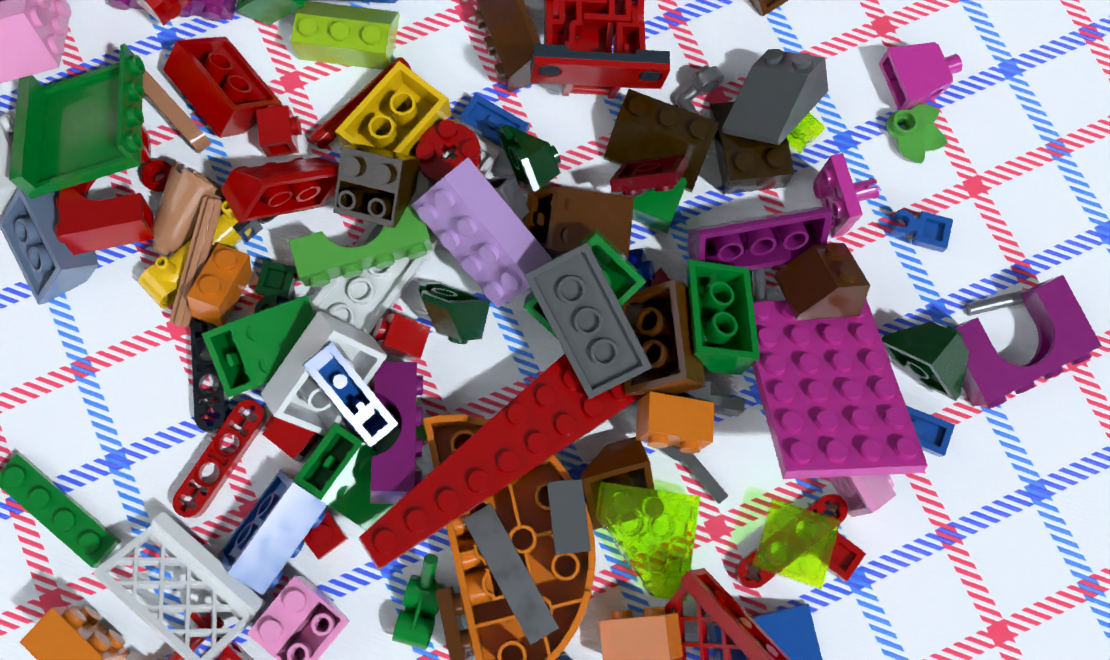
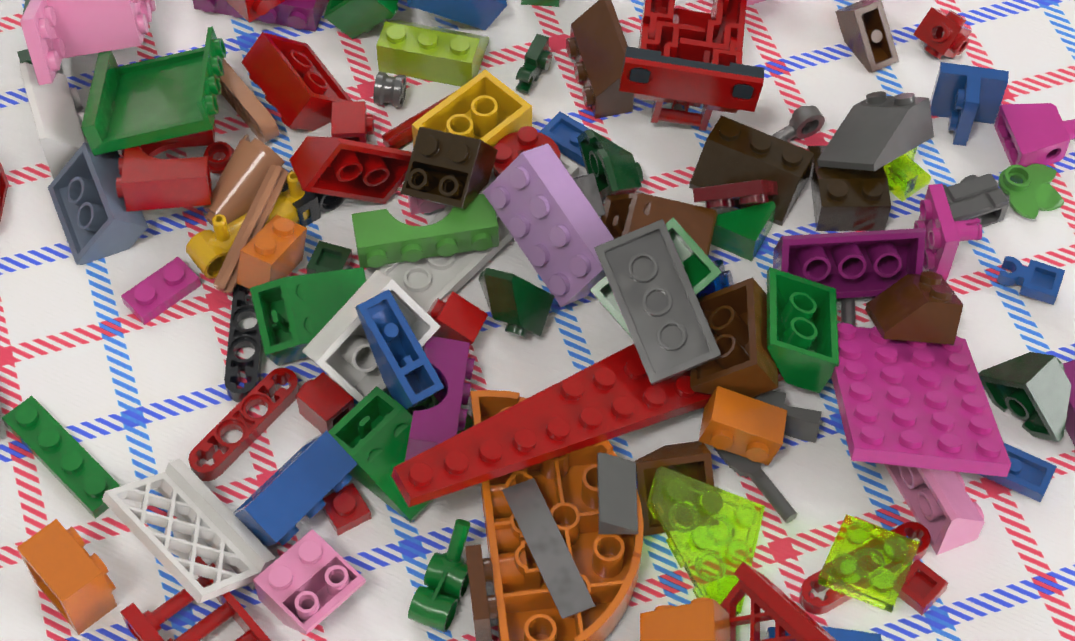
camera: 10 degrees right, 20 degrees down
(122, 325) = (161, 290): none -> dark pink plate
(310, 84) = (389, 89): none -> dark grey wheel
(447, 36) = (535, 60): none -> dark green plate
(856, 44) = (967, 96): none -> blue bracket
(866, 153) = (977, 198): none -> dark grey brick

